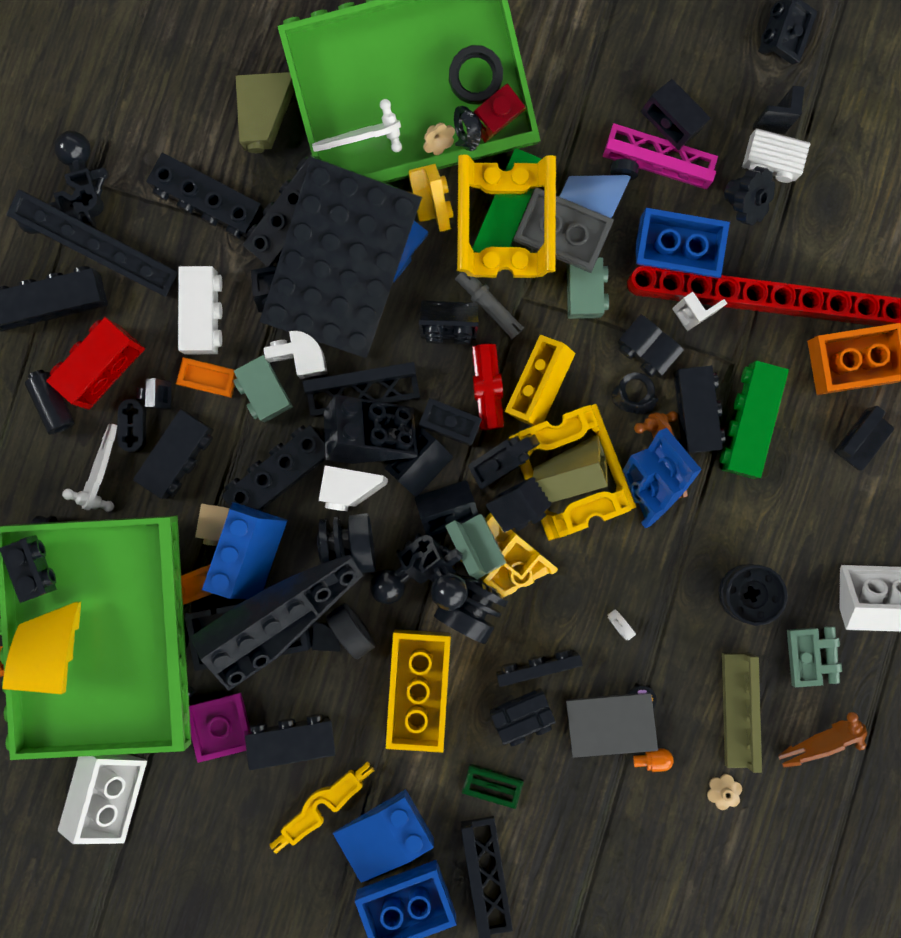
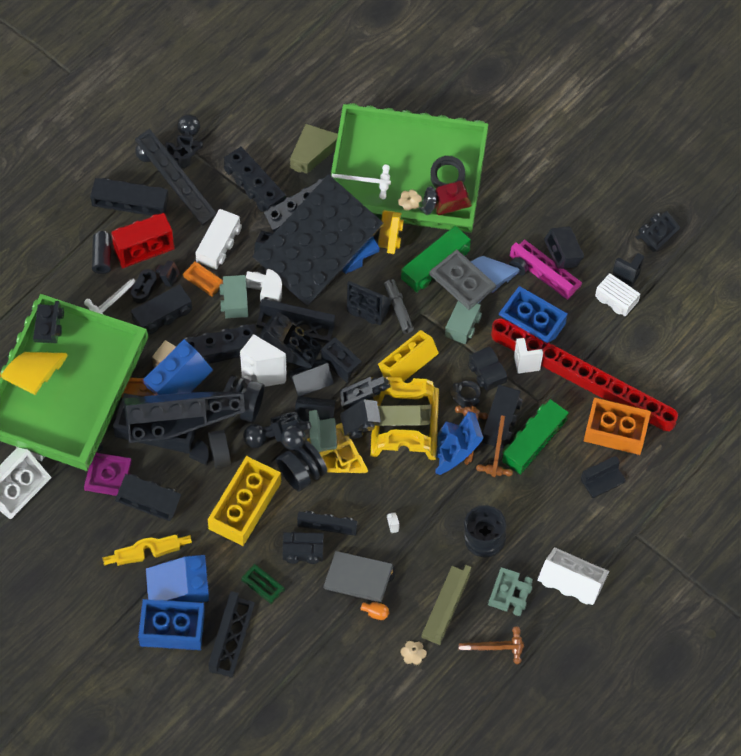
camera: 25 degrees right, 25 degrees down
(488, 386) = (374, 350): red piece -> none
(516, 181) = (432, 236): yellow piece -> none
(722, 489) = (494, 469): none -> dark orange piece
(751, 195) = (591, 308): black plant -> none

